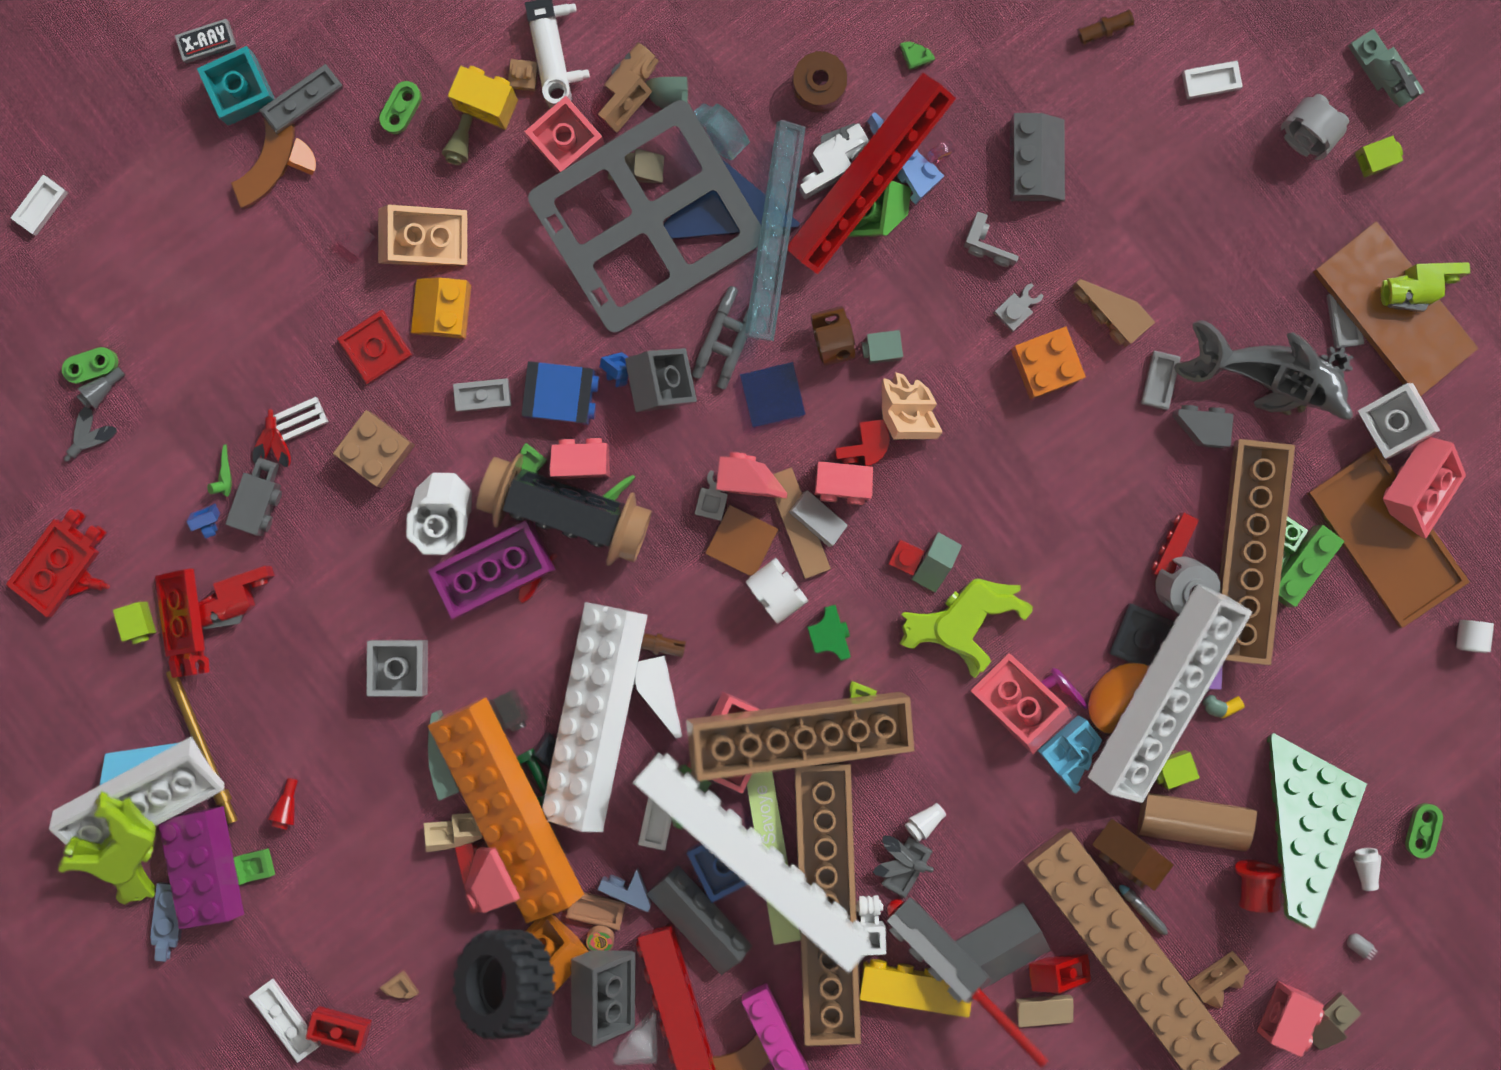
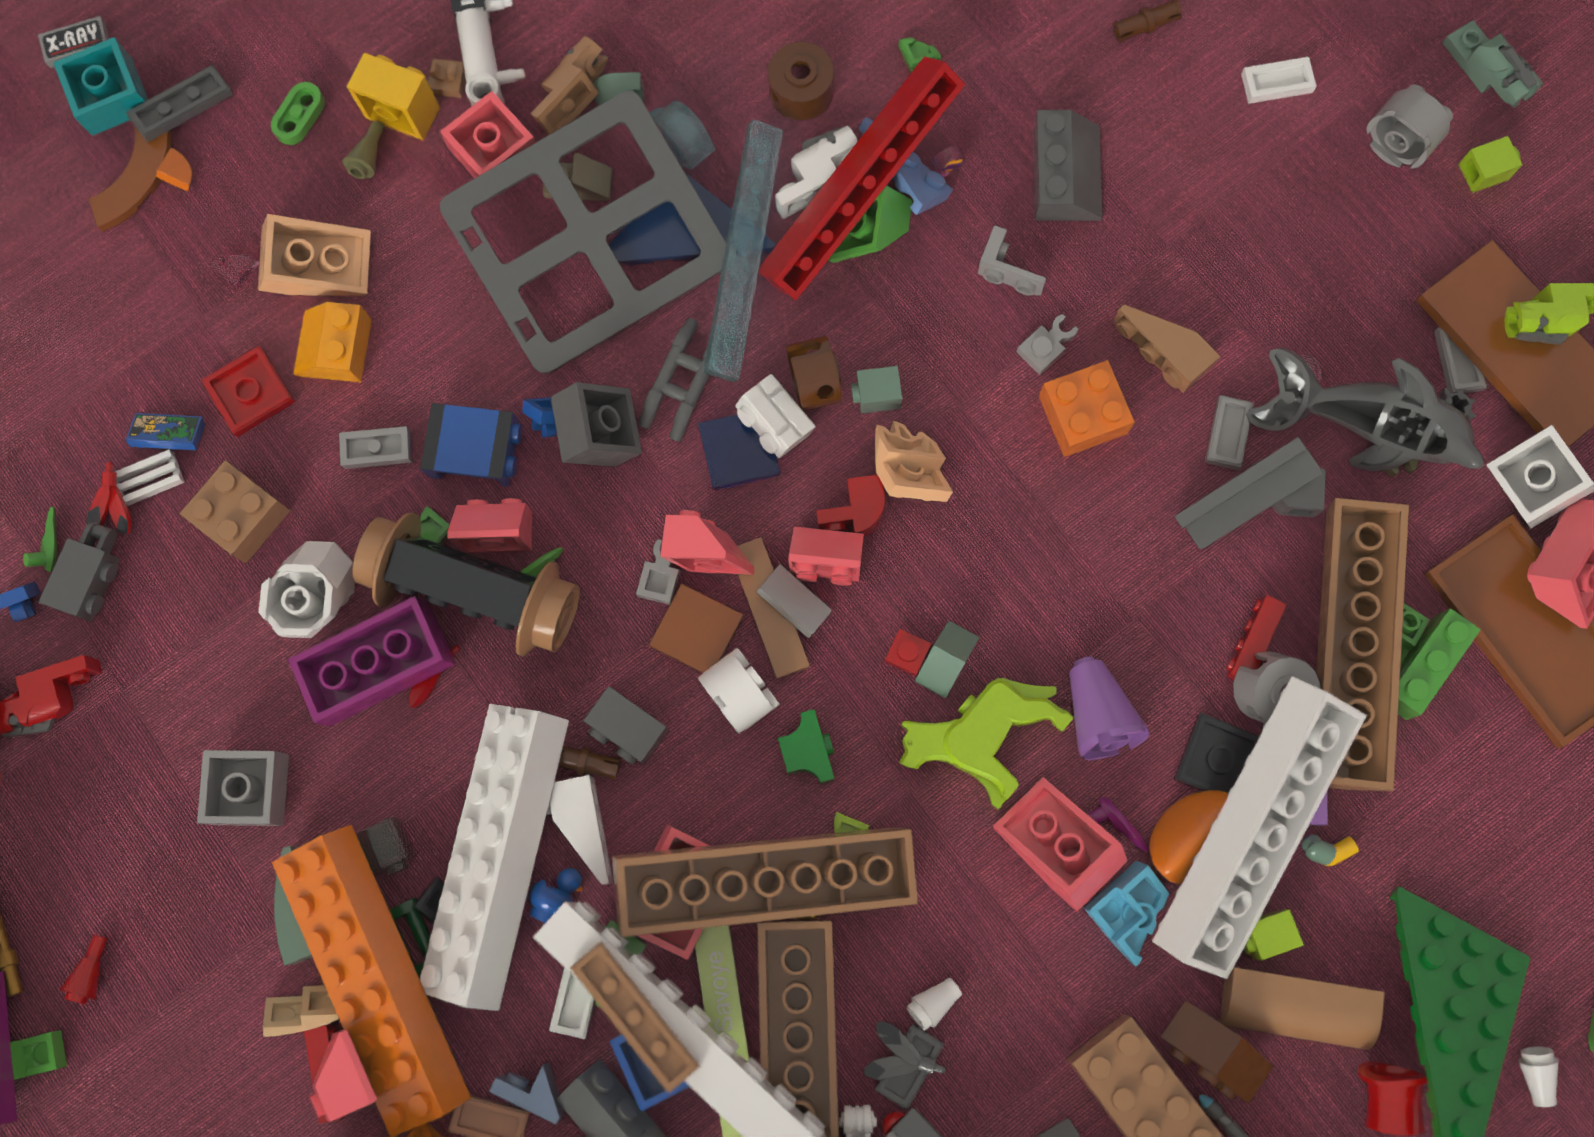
camera: 10 degrees right, 10 degrees down
(311, 382) = (165, 431): none -> tile
(636, 750) = (548, 899): none -> blue animal
(689, 617) = (626, 726): none -> dark grey brick
(711, 839) = (635, 1017): none -> medium nougat tile
(801, 371) = (774, 416): none -> white brick
(1055, 603) = (1102, 712): none -> medium lavender cone
(1173, 434) = (1249, 493): none -> dark grey panel

